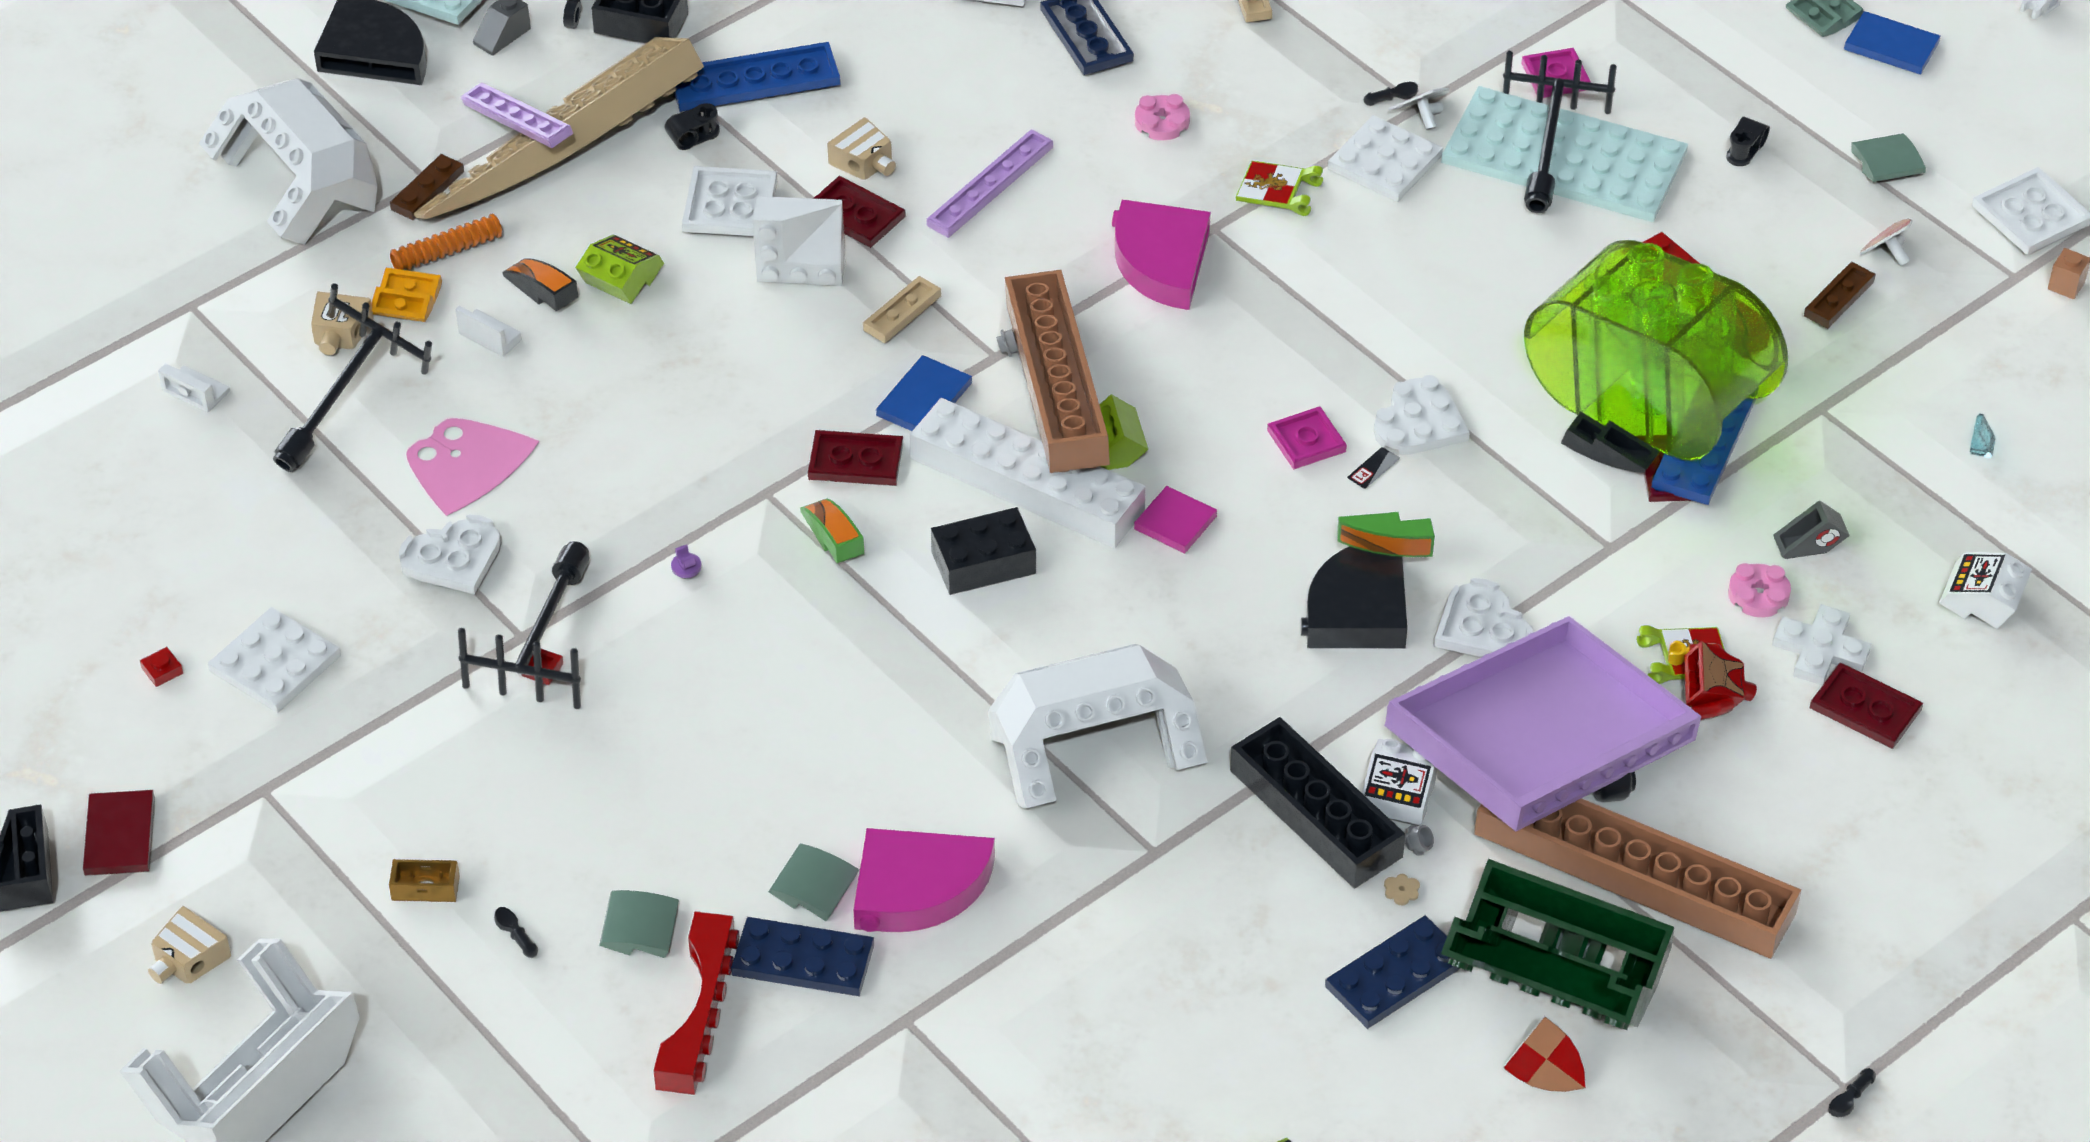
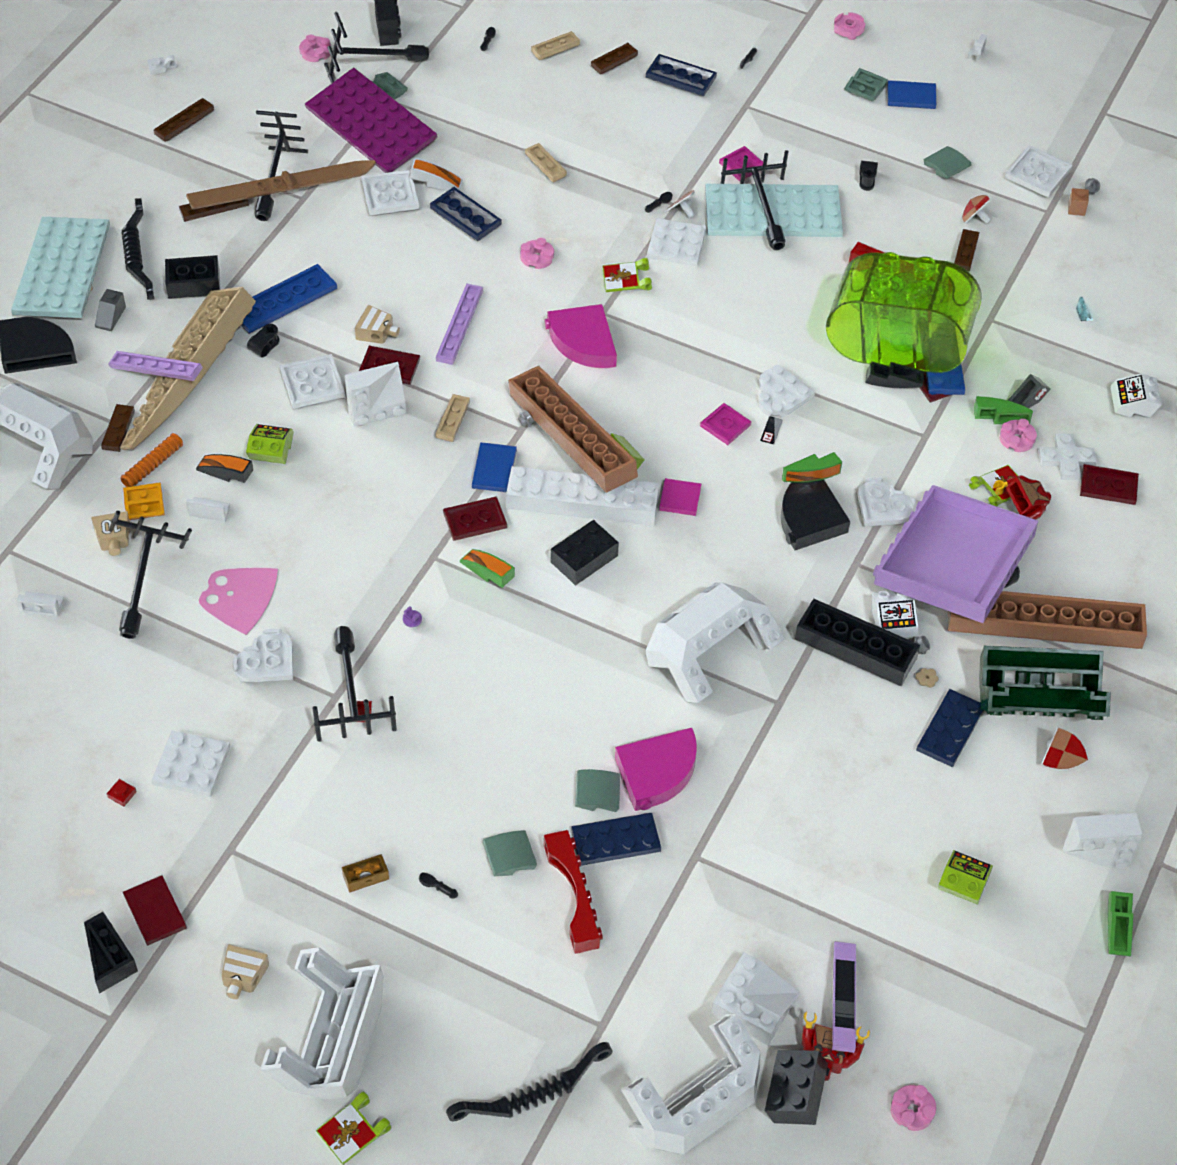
camera: 25 degrees left, 5 degrees up
(1749, 543) = (1000, 410): none -> bright green slope

